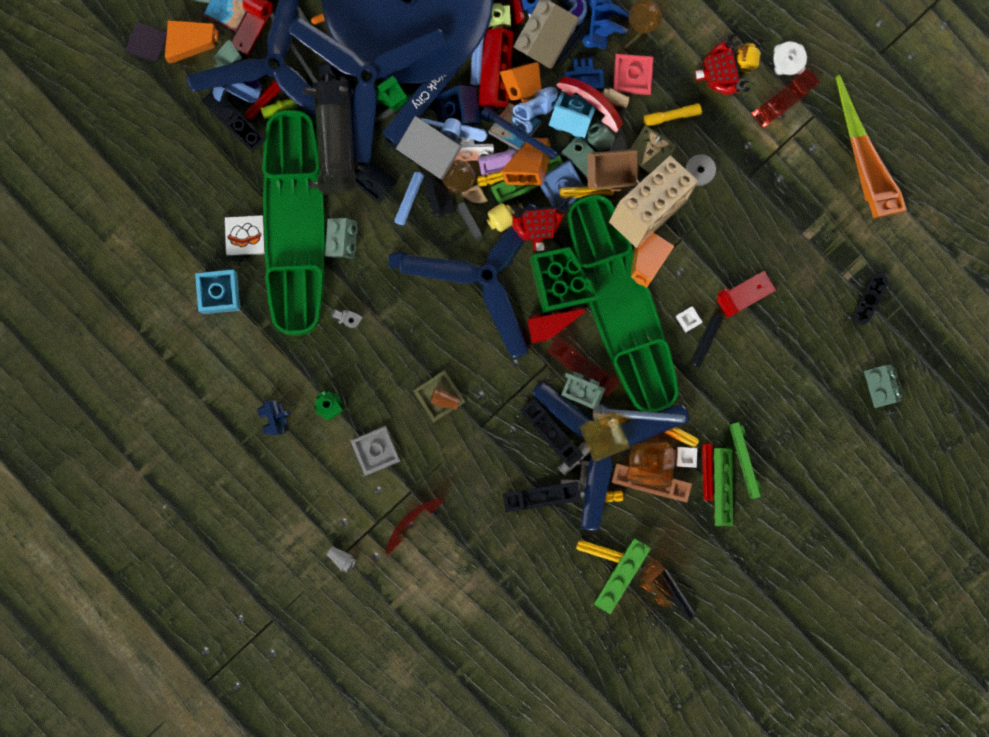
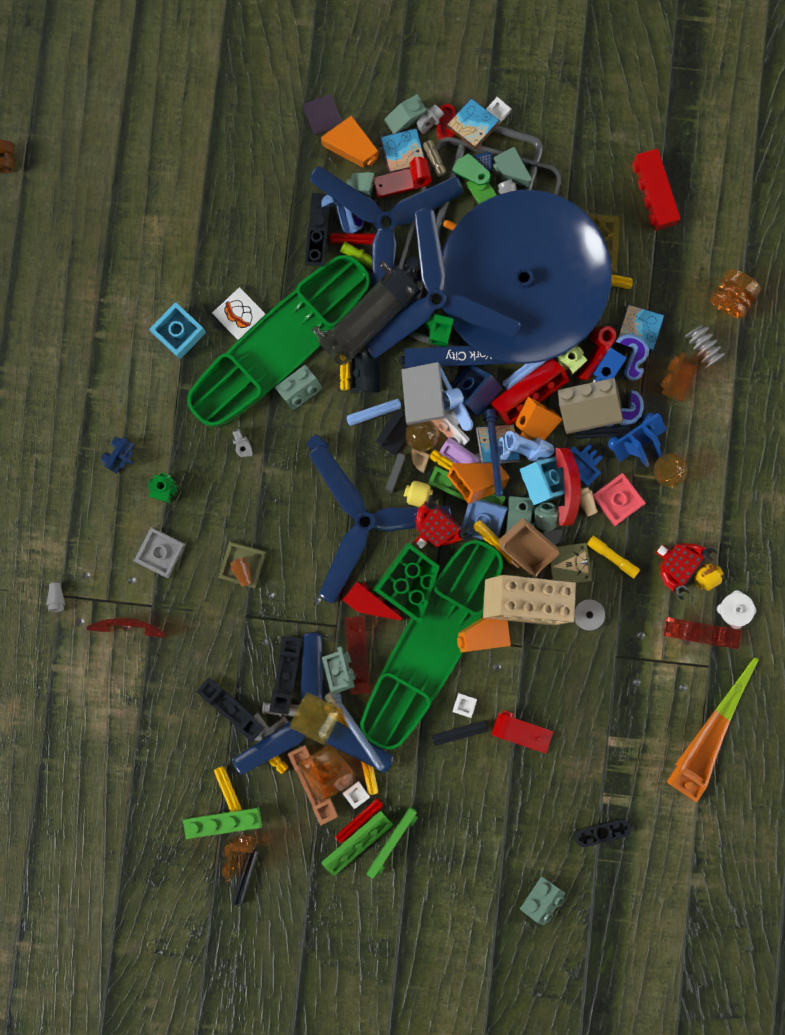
camera: 50 degrees right, 0 degrees up
(363, 196) = (345, 376): none -> yellow axle

